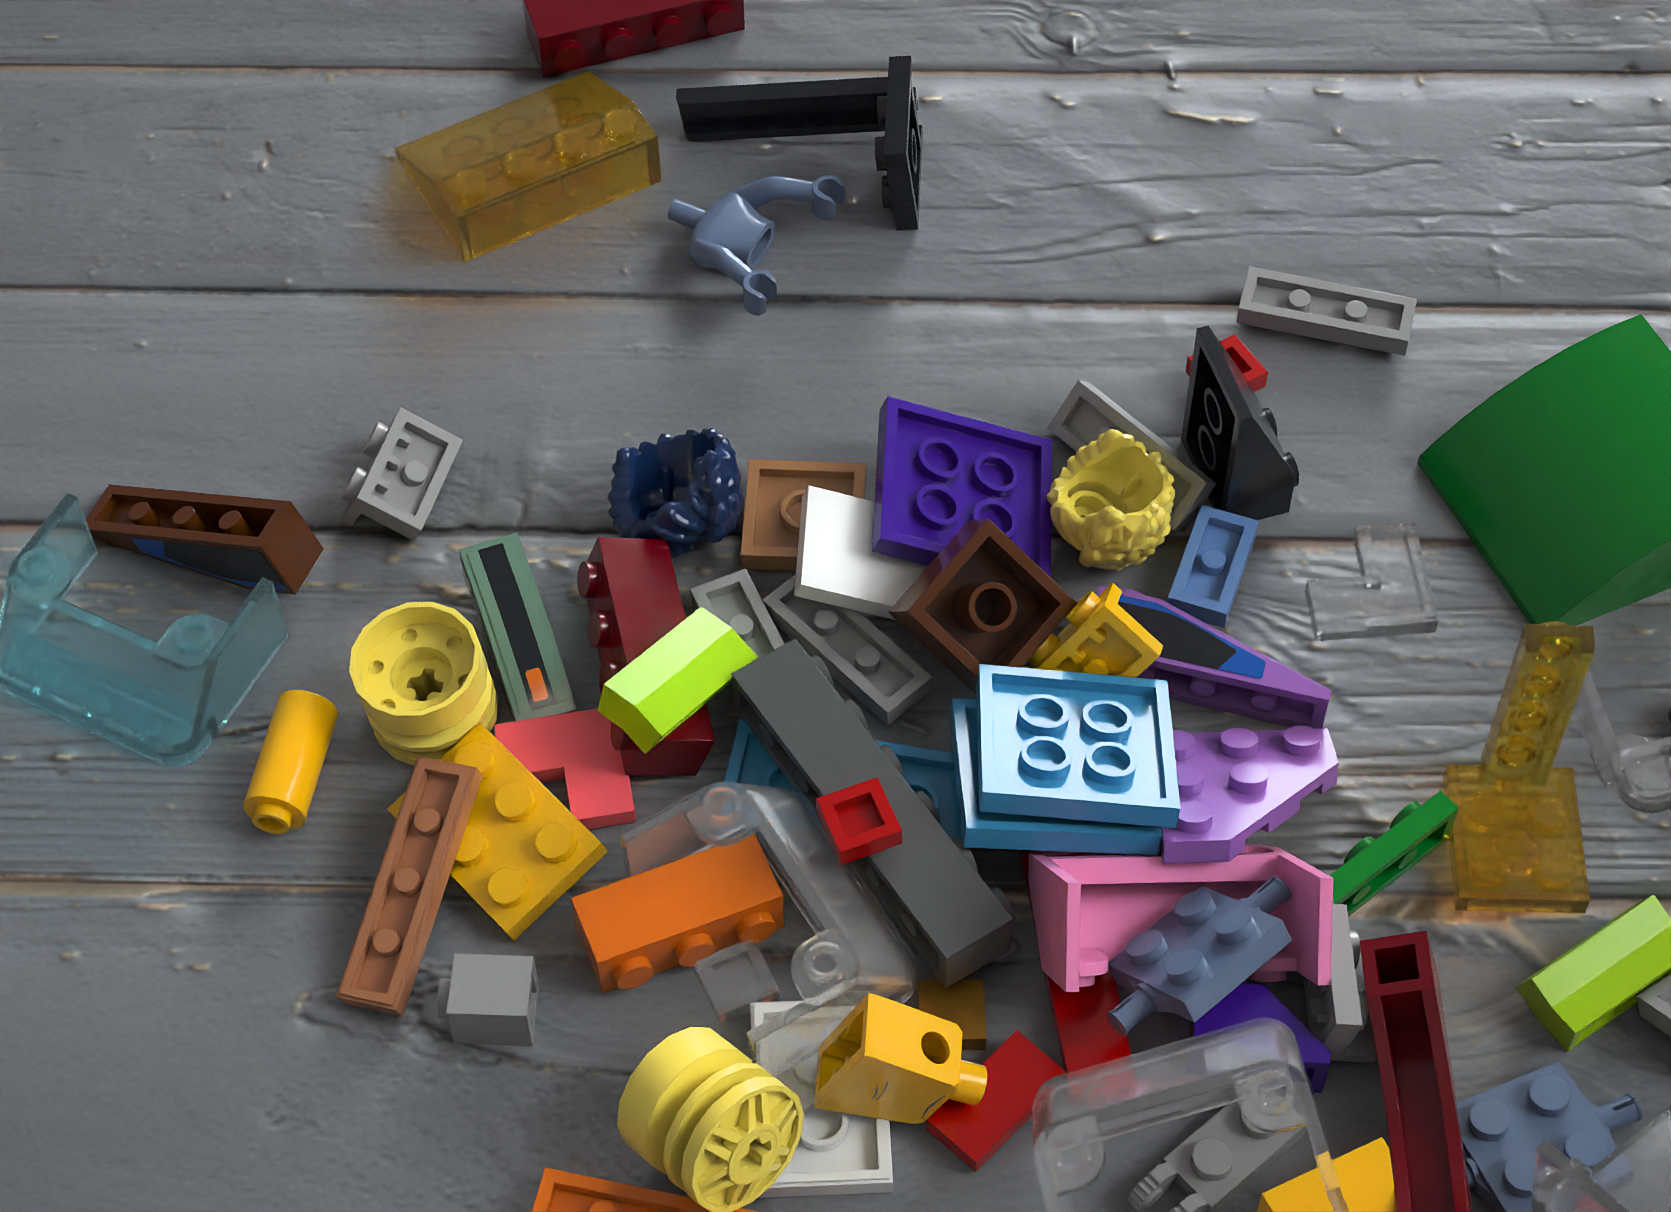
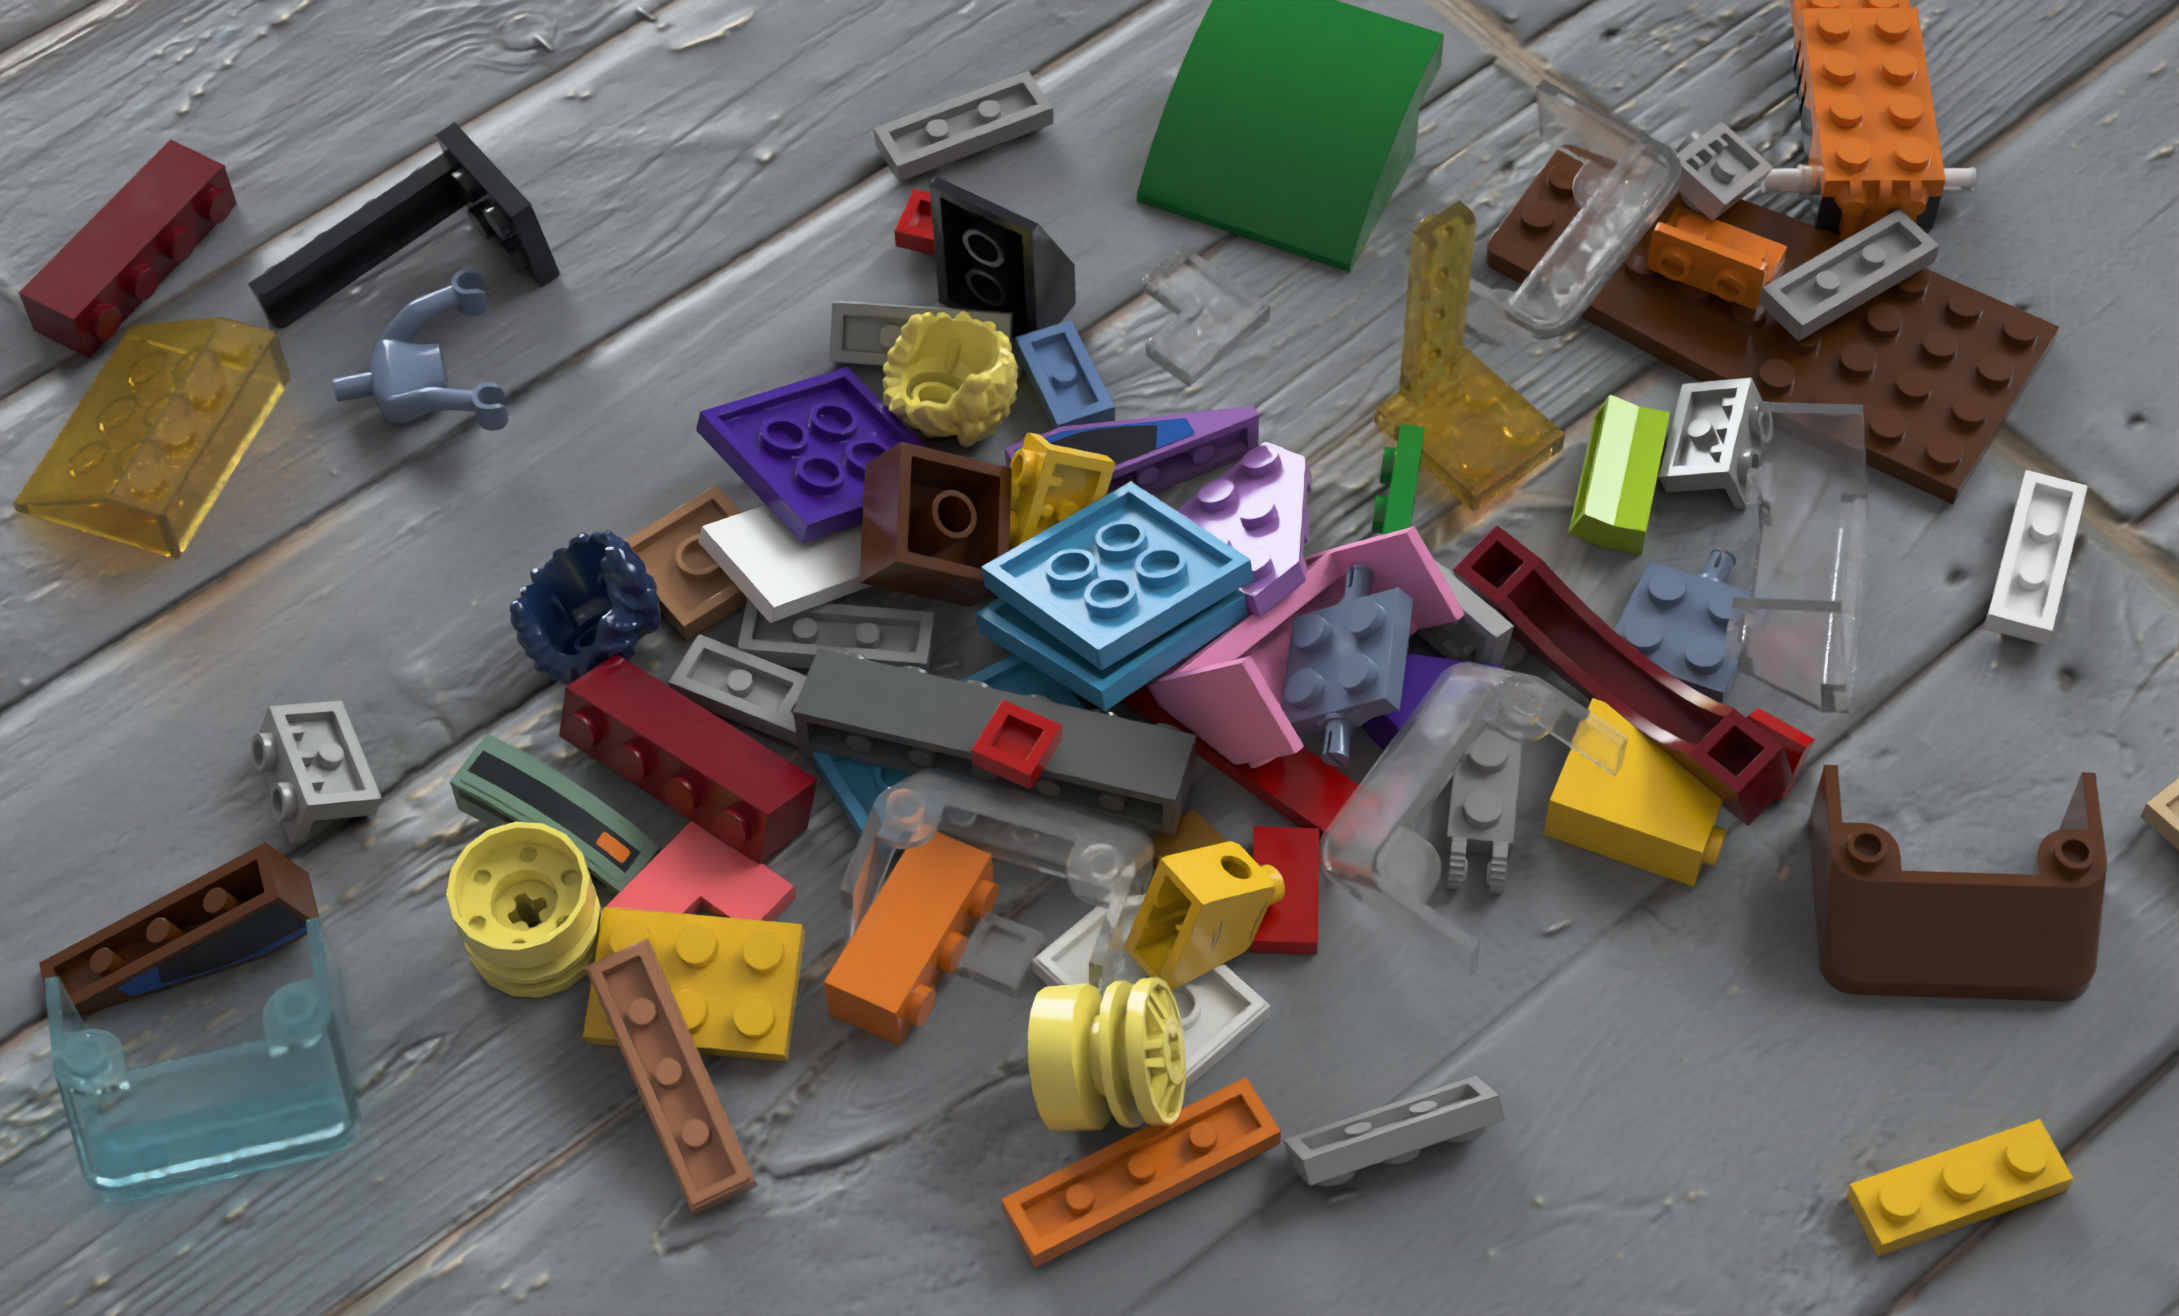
camera: 40 degrees left, 0 degrees up
(290, 761) = (460, 1059): yellow brick -> none
(490, 999) = (826, 1112): light grey brick -> none
(674, 678) = (752, 749): lime piece -> none

